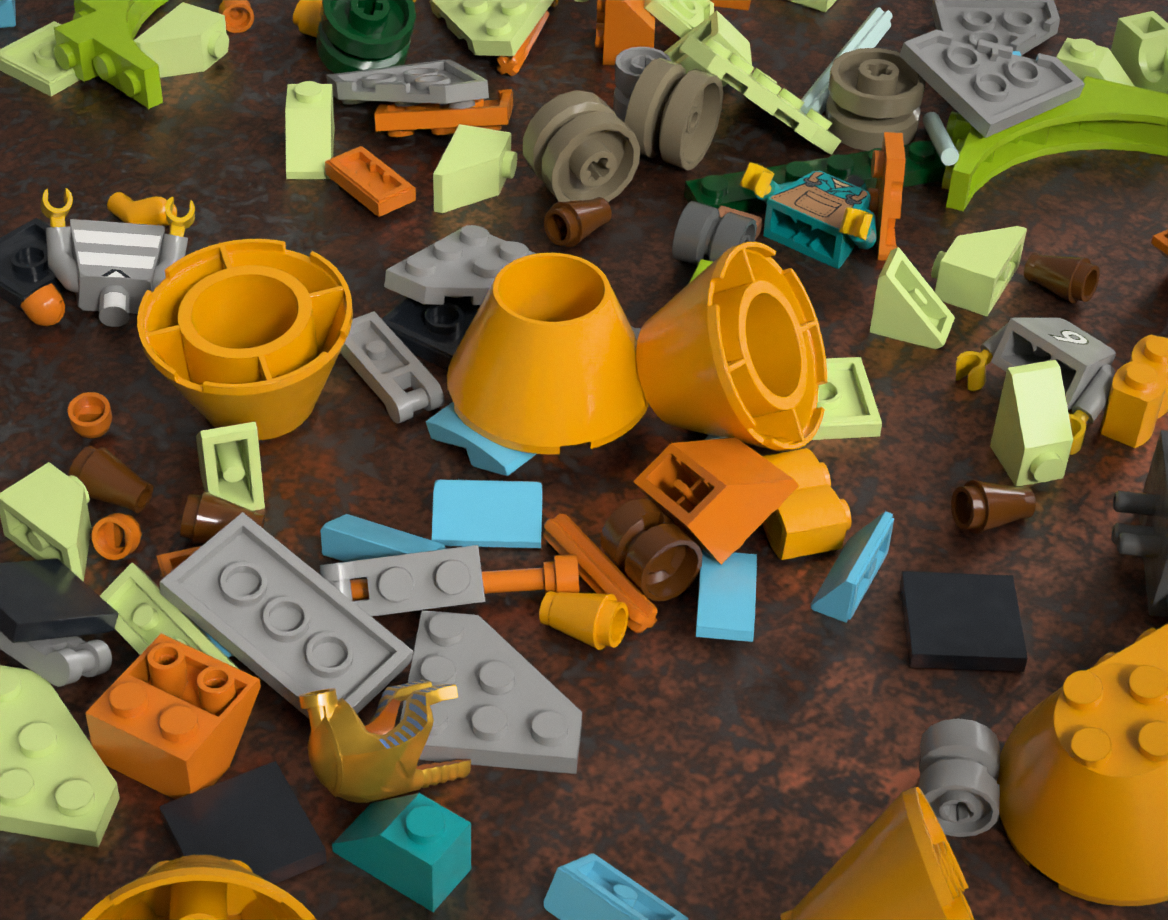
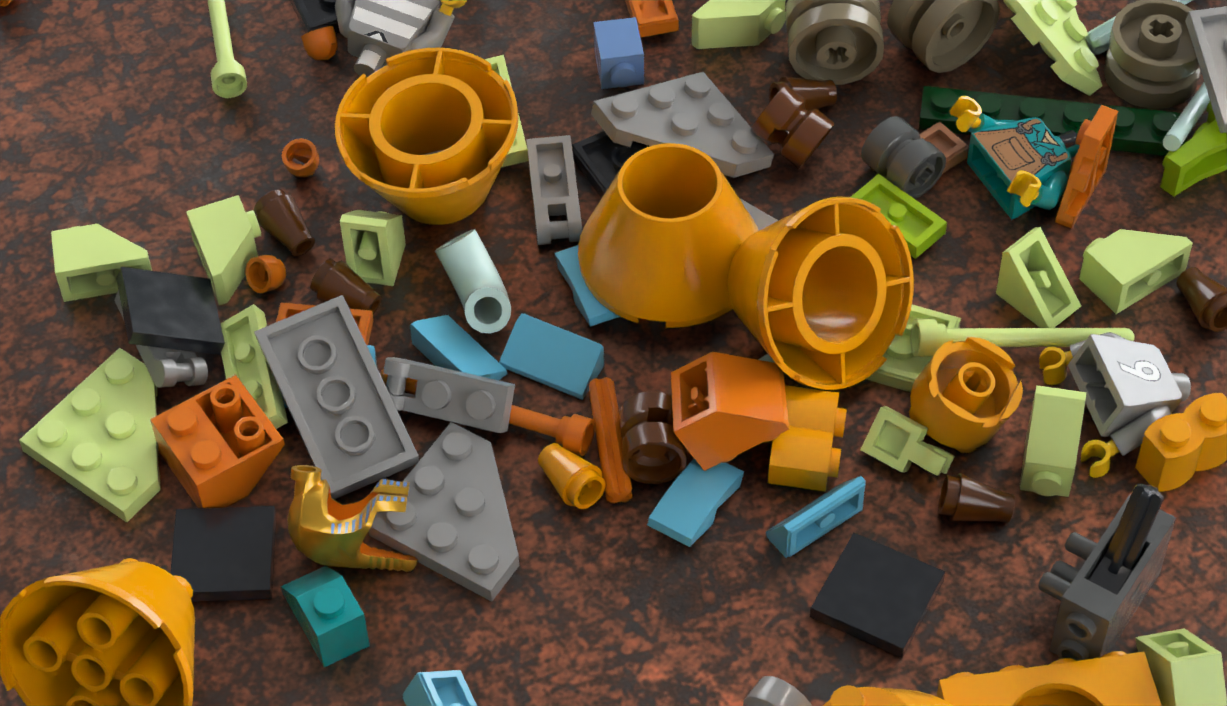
camera: 30 degrees right, 10 degrees up
(364, 471) = (476, 282): none -> light aqua cylinder
(373, 230) = (618, 53): none -> medium blue brick
(597, 239) = (792, 126): none -> reddish brown wheel
(854, 376) = (929, 336): none -> yellowish green piece
(886, 477) = (900, 442): none -> yellowish green plate
(926, 411) = (965, 393): none -> light orange brick

